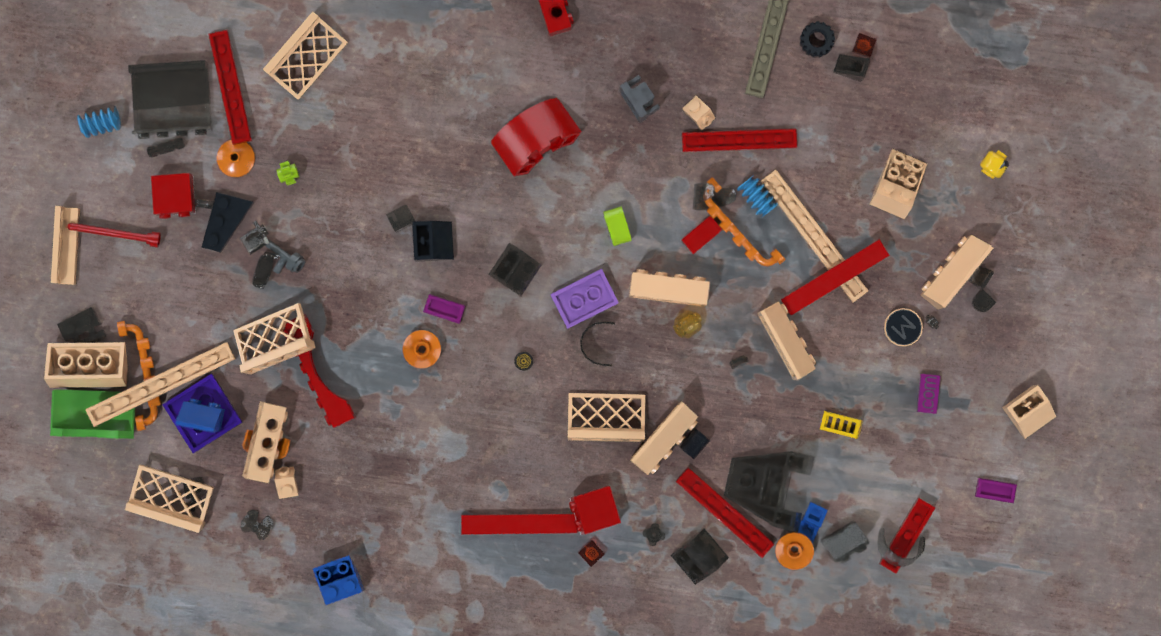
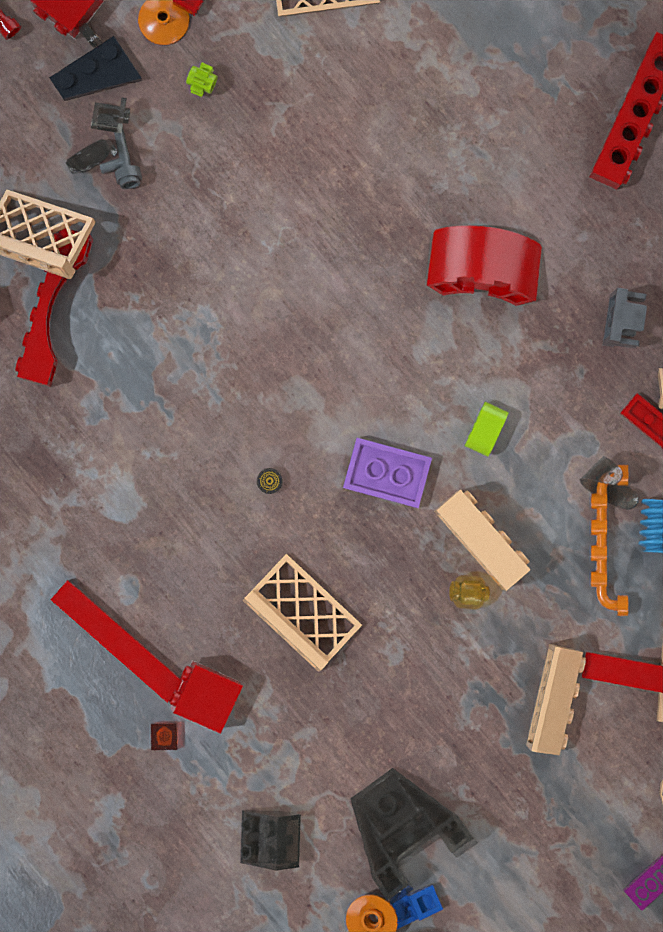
camera: 50 degrees right, 0 degrees up
(401, 218) = (274, 226): clear smoke panel -> none
(411, 349) = (174, 363): orange dish -> none
(432, 240) = (286, 277): black slope -> none
(444, 309) = (236, 356): magenta tile -> none
(515, 269) = (343, 380): clear smoke slope -> none
(581, 342) = (347, 512): clear smoke piece -> none
(654, 529) = (249, 769): clear smoke plate -> none
(664, 437) = (341, 686): light nougat slope -> none
(694, 443) = (367, 719): black piece -> none
(701, 235) = (564, 514): red tile -> none
(725, 512) = (336, 817): red tile -> none
(738, 362) = (486, 677): clear smoke tile -> none
(856, 434) = (539, 858): yellow slope -> none

